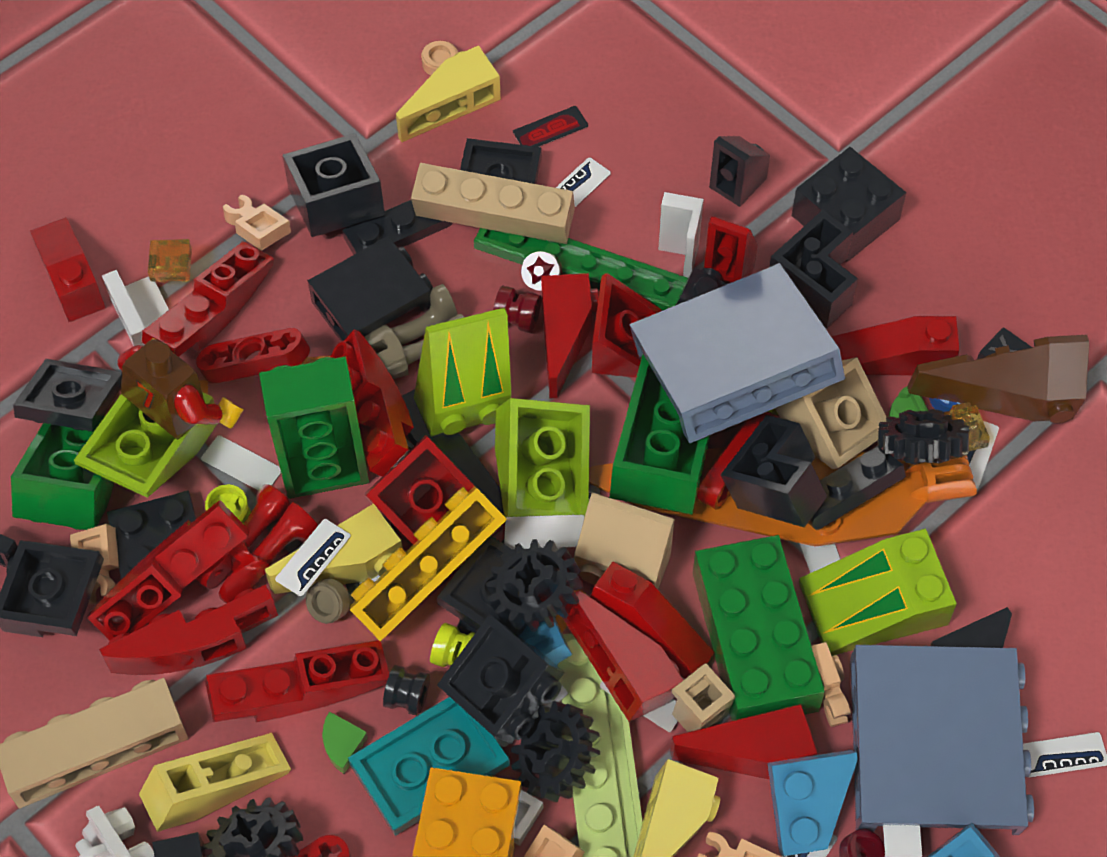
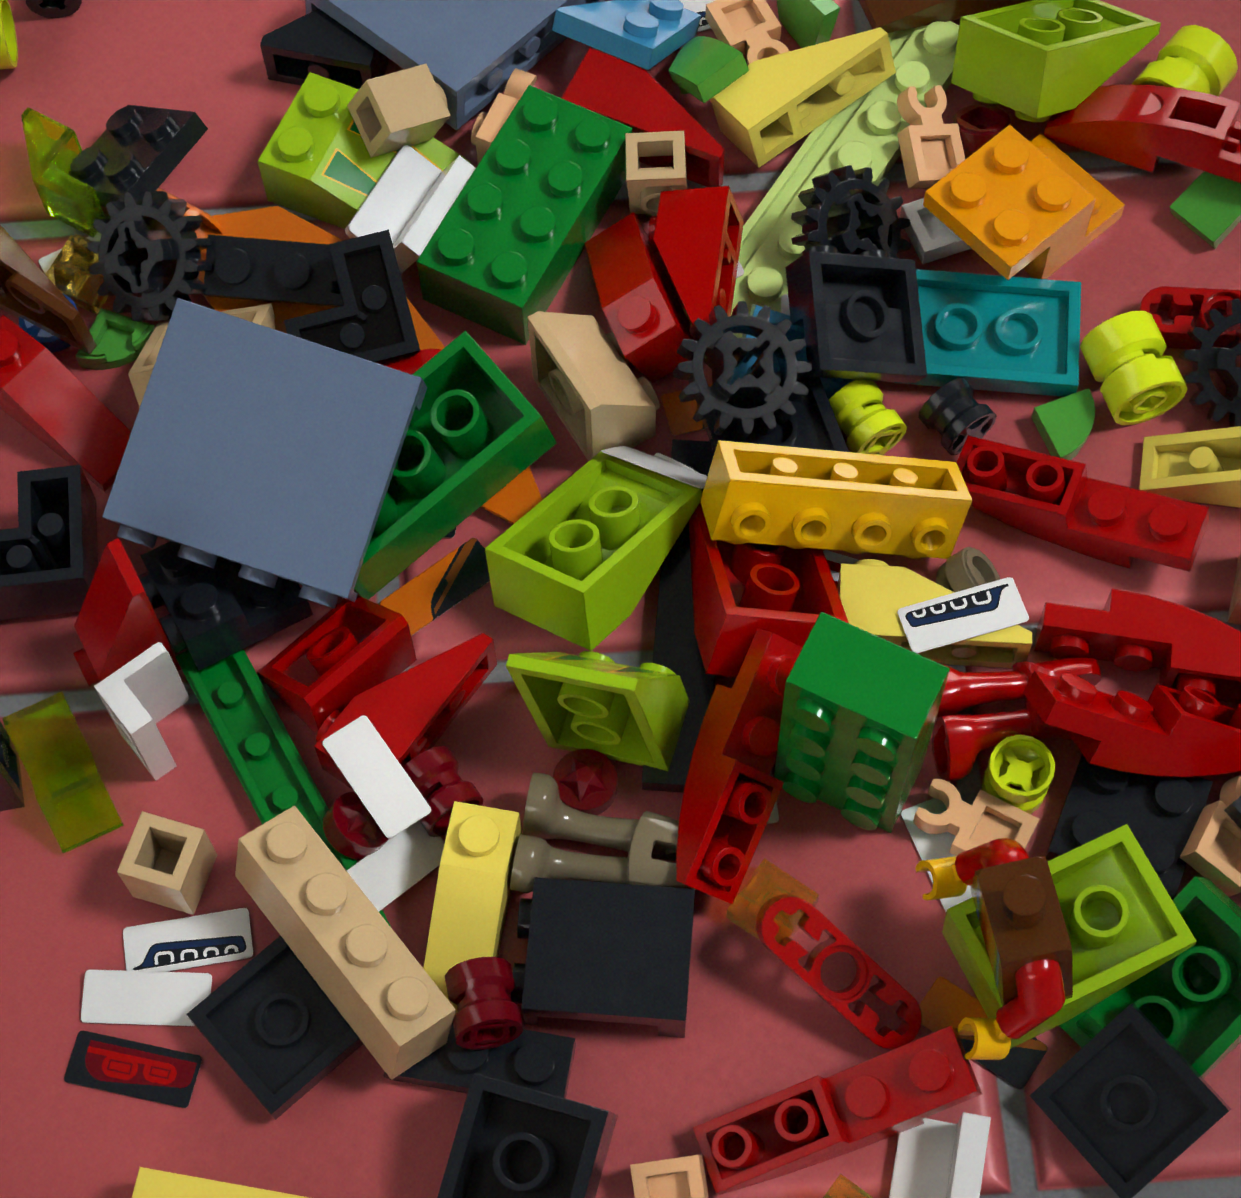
camera: 140 degrees left, 5 degrees up
(231, 471) = (975, 823): none -> light nougat plate
(325, 794) = (1130, 364): none -> neon yellow wheel
(405, 224) = (483, 1003): none -> dark red wheel
(457, 269) = (471, 888): none -> light yellow slope
(509, 258) = (397, 865): none -> white sticker
(545, 279) = (376, 776): none -> white sticker
(572, 154) = (142, 996): none -> white sticker
(608, 188) = (167, 862): none -> tan brick
(611, 413) = (441, 586): none -> sticker
(722, 204) = (62, 772): none -> clear neon green slope
(742, 799) = (706, 67): none -> bright green slope
(823, 580) = (410, 202): none -> white panel
(877, 612) = (399, 109): none -> tan brick
(1004, 497) = (137, 151): none -> black plate
(1050, 468) = (50, 154): none -> clear neon green slope

